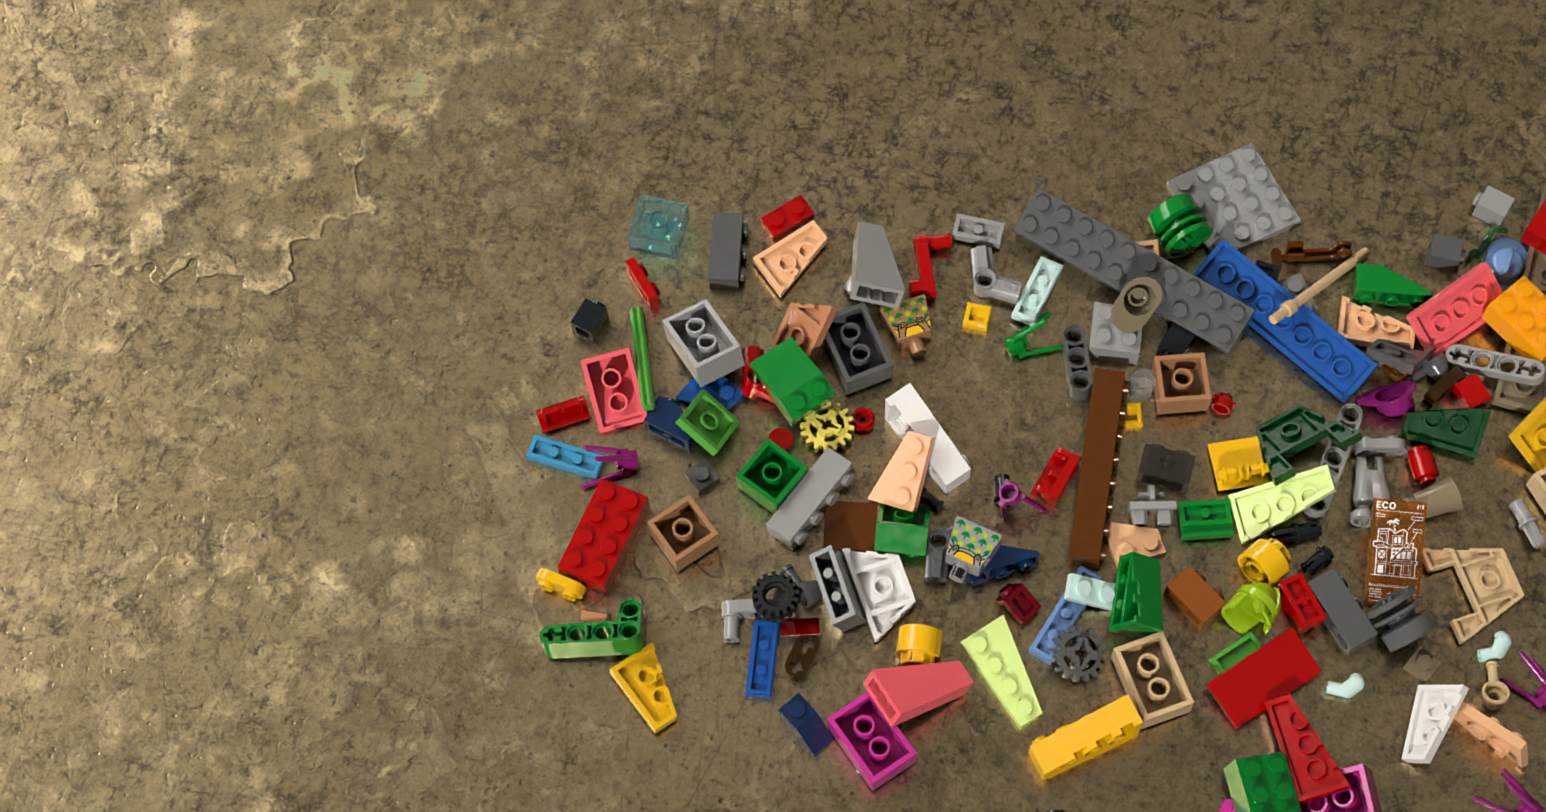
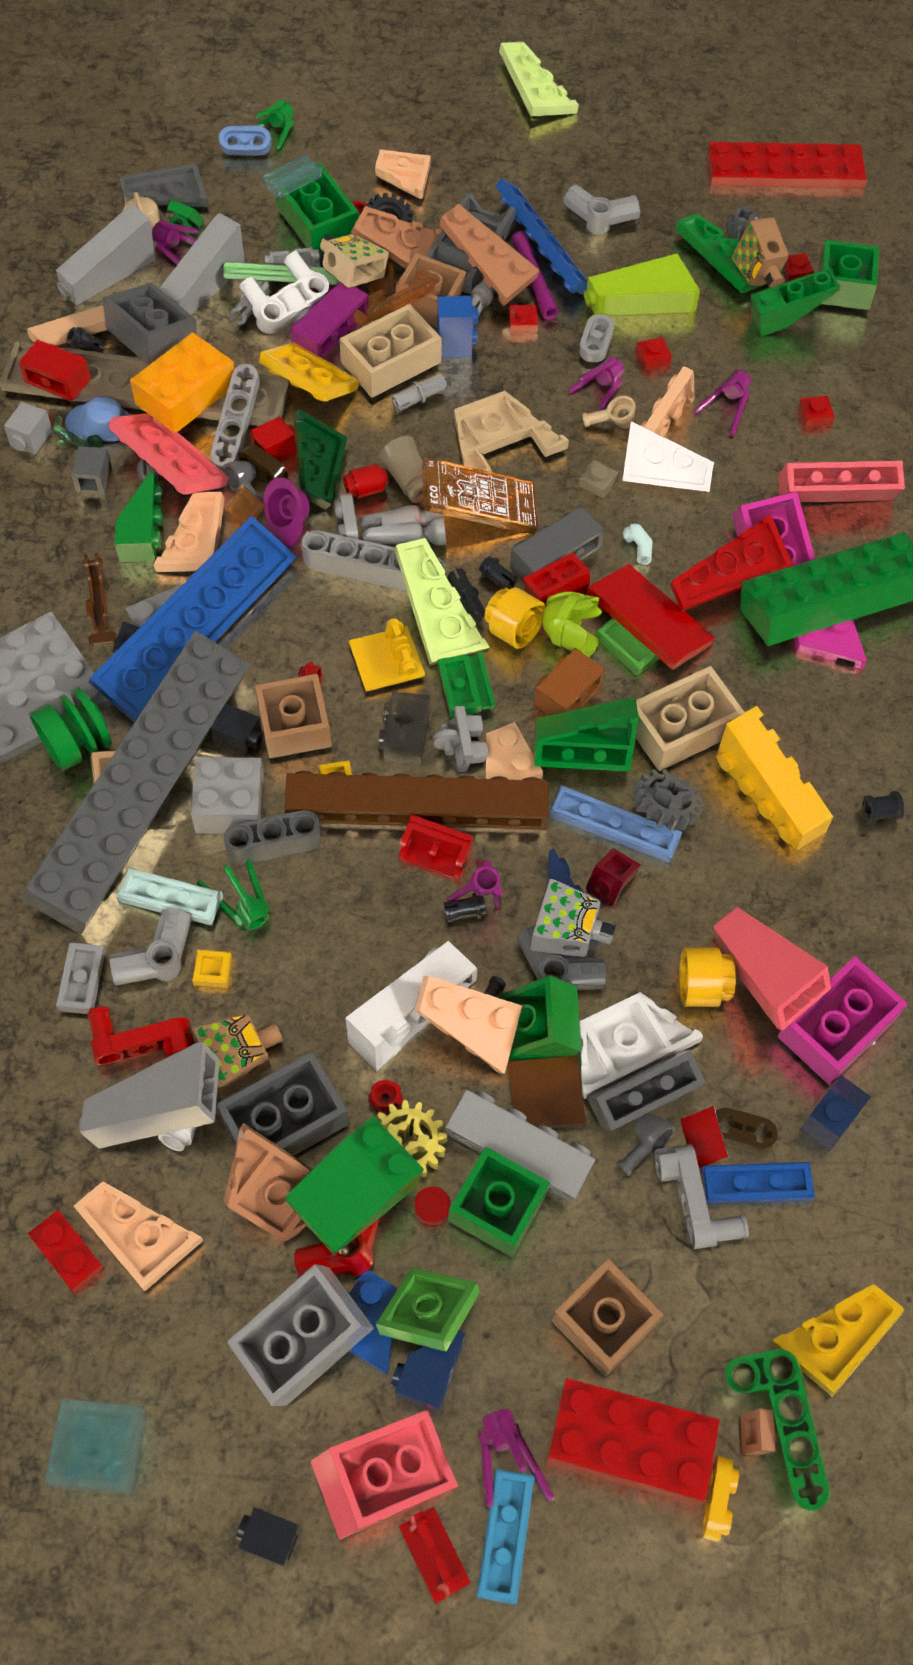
camera: 105 degrees left, 5 degrees down
(639, 276) = (182, 1469): red plate -> none
(642, 359) = (331, 1432): bright green axle -> none
(702, 476) = (504, 1312): dark grey plate -> none
(727, 251) = (131, 1331): dark grey brick -> none
(770, 582) = (699, 1148): black tyre -> none
(1001, 666) = (696, 889): yellowish green wing -> none
(1089, 591) = (586, 793): light aqua plate -> none
(1136, 304) = (195, 756): dark tan piece -> none
(1141, 379) = (292, 755): clear wheel -> none
(1290, 306) = (184, 597): tan bar -> none
(1295, 431) = (346, 599): dark green wing -> none
(1398, 355) = (236, 498): flat silver wing -> none
(1401, 617) = (561, 482): dark grey wheel -> none
(1498, 650) = (568, 415): light aqua arm -> none

